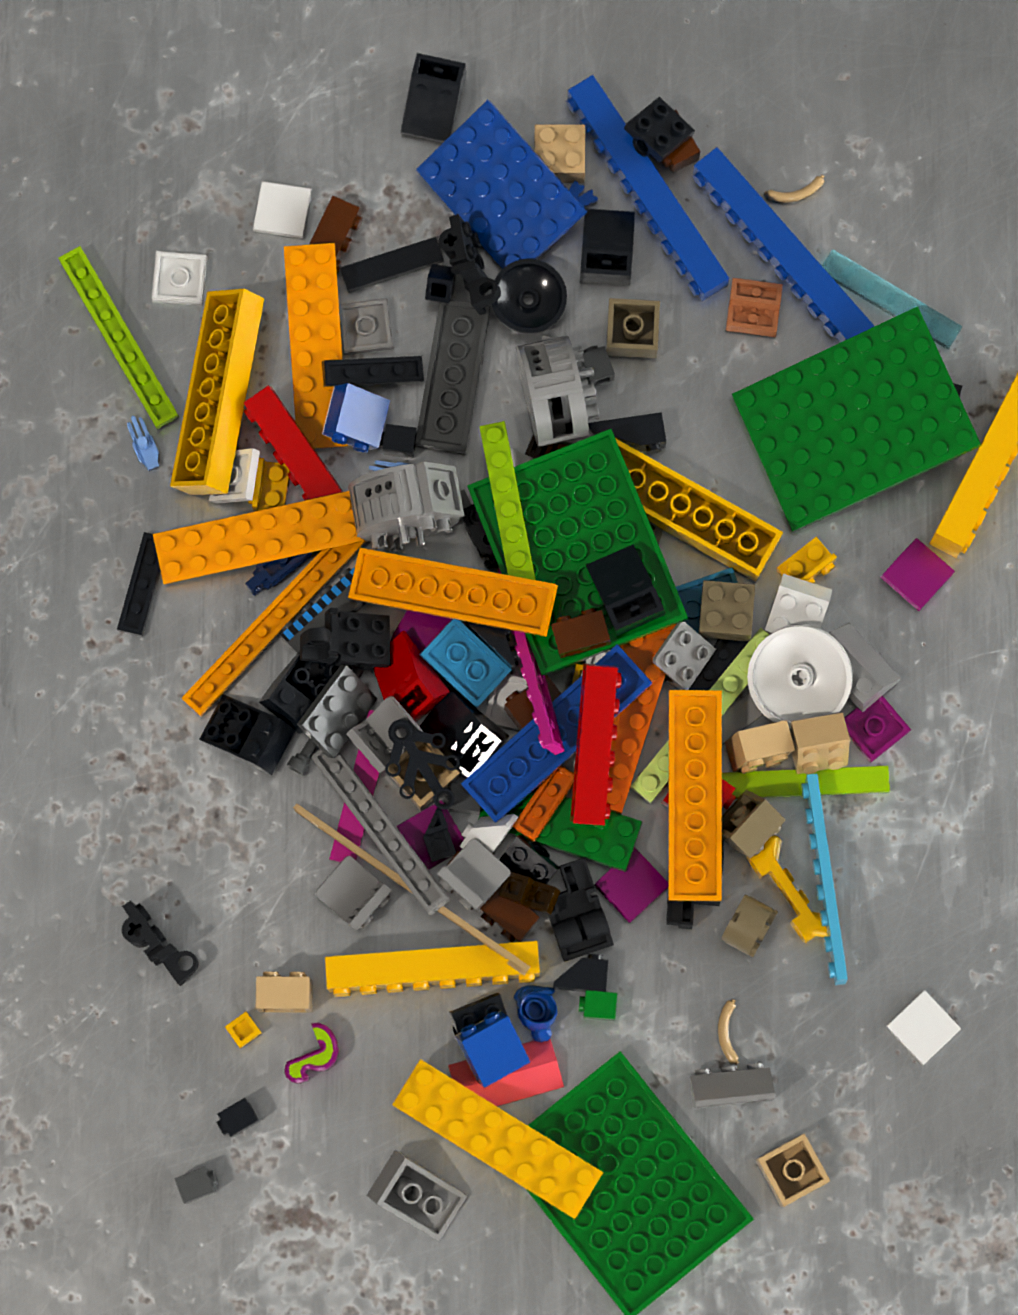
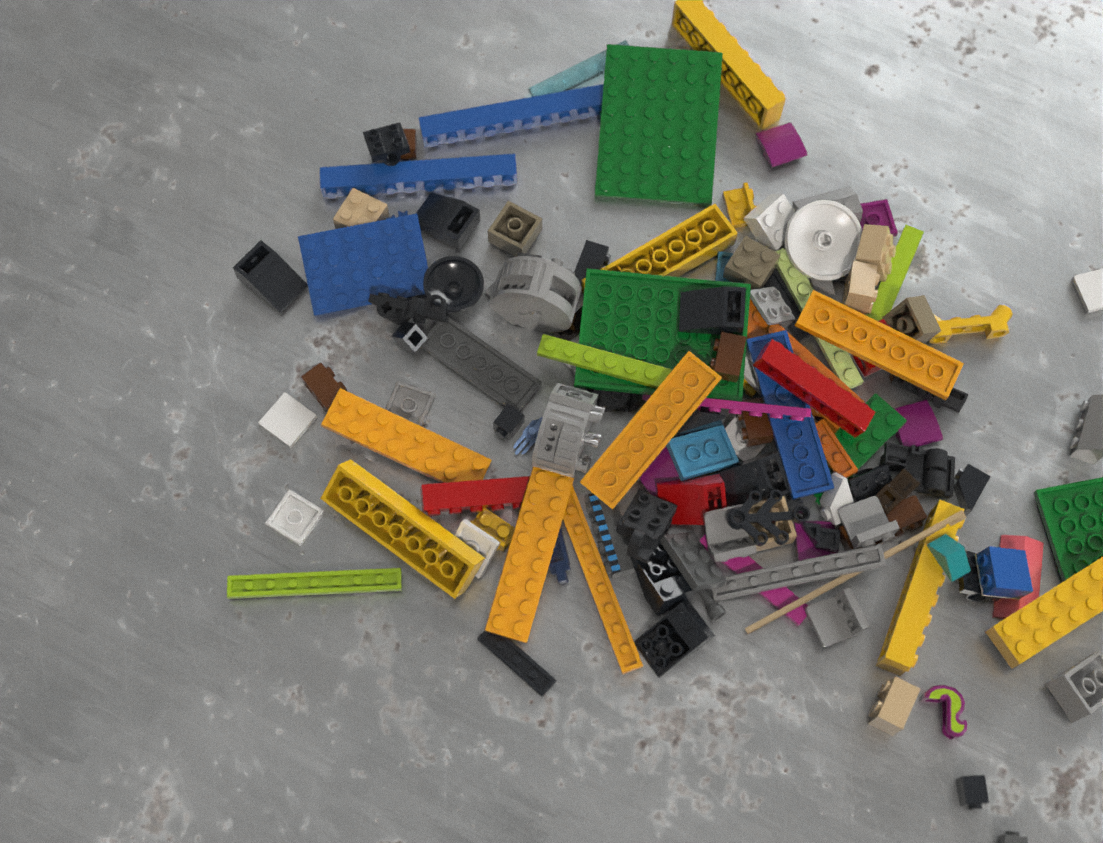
camera: 65 degrees left, 10 degrees down
(144, 446) = (410, 605): light blue piece -> none
(152, 936) = (808, 787): black plate -> none
(243, 1030) = (903, 753): yellow plate -> none
(355, 417) = (477, 440): piece -> none
(372, 371) = (447, 413): black tile -> none
(391, 264) = (374, 364): black tile -> none
(471, 977) = (950, 556): none -> teal slope
(536, 1010) = (982, 531): blue hair -> none
(598, 1005) = (996, 488): green brick -> none
(723, 1034) = (1062, 420): tan piece -> none
(749, 925) = (983, 360): dark tan brick -> none
(754, 307) = (541, 153): nougat slope -> none
(796, 195) = (478, 91): tan piece -> none
(825, 891) = (974, 293): medium azure plate -> none

